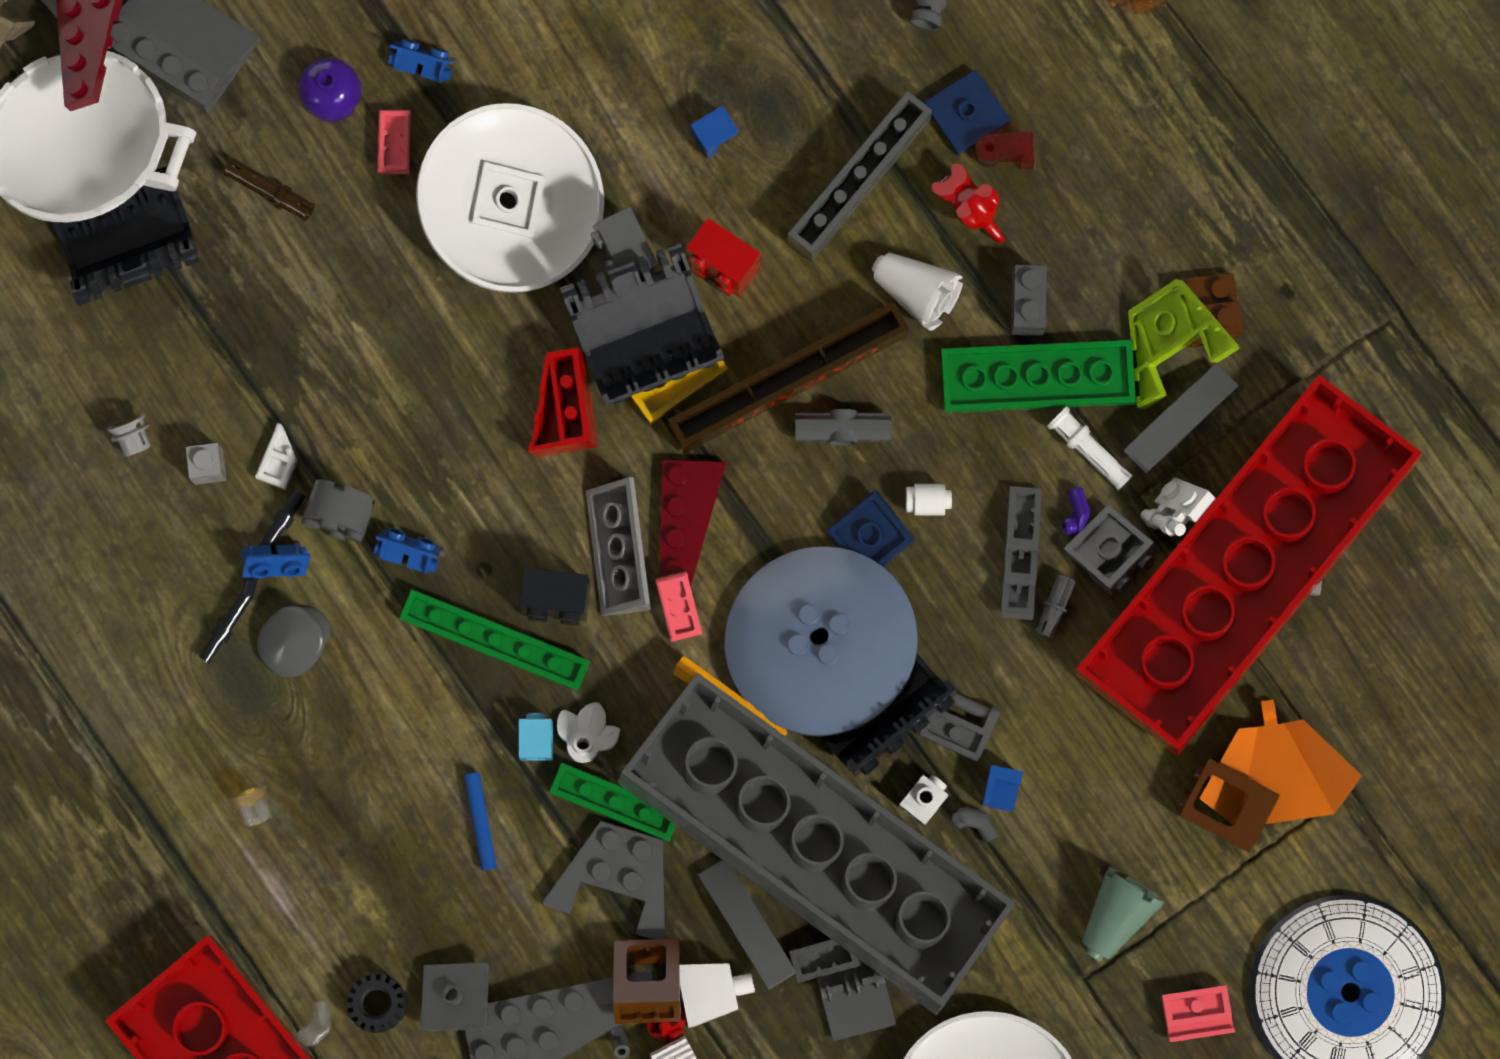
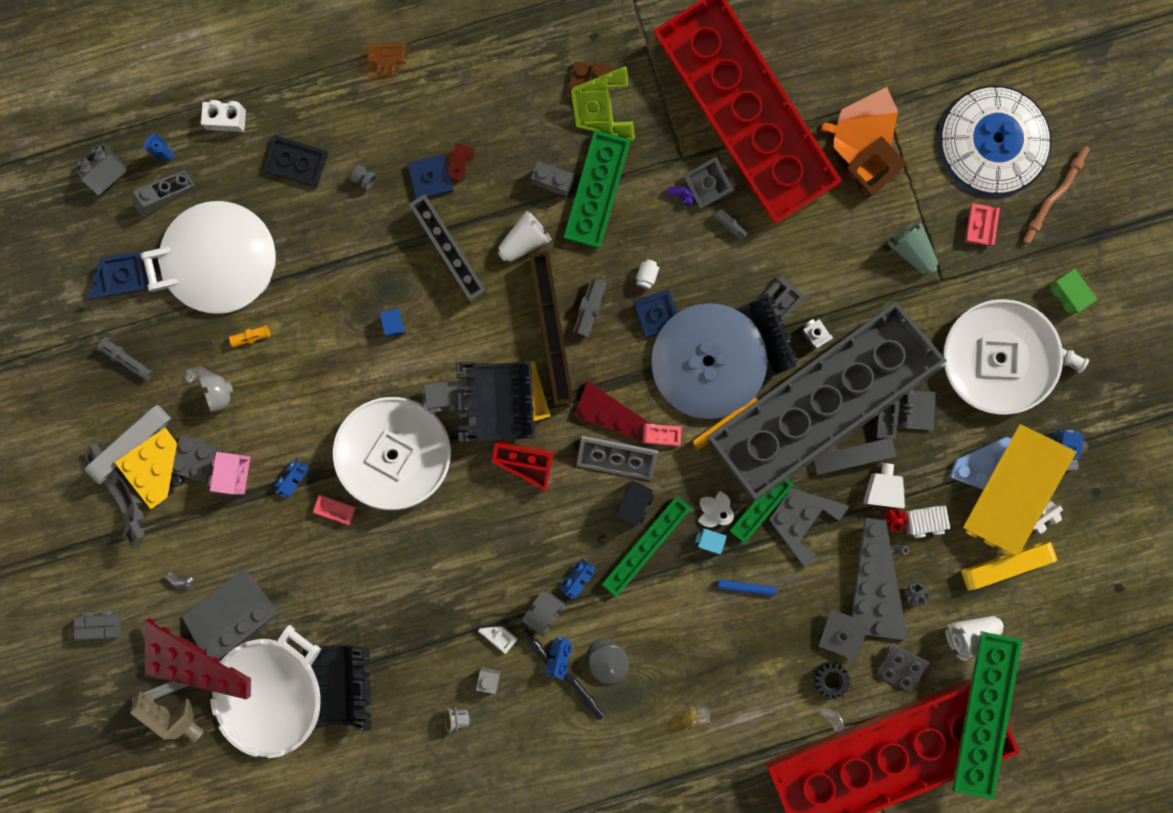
camera: 70 degrees left, 5 degrees up
(280, 195) = (345, 585): dark brown pin -> none
(329, 89) = (289, 537): dark purple cylinder -> none
(646, 999) = (884, 528): reddish brown window -> none
(722, 258) = (470, 342): red brick -> none
(973, 204) = (486, 191): red animal -> none
(976, 819) = (835, 309): dark grey arm -> none
(1001, 788) = (822, 289): blue panel -> none
(1021, 553) = (694, 233): dark grey slope -> none
(1079, 438) = (640, 178): white pin -> none
(1177, 505) = (695, 132): white plate -> none
(1181, 418) = (648, 118): dark grey slope -> none

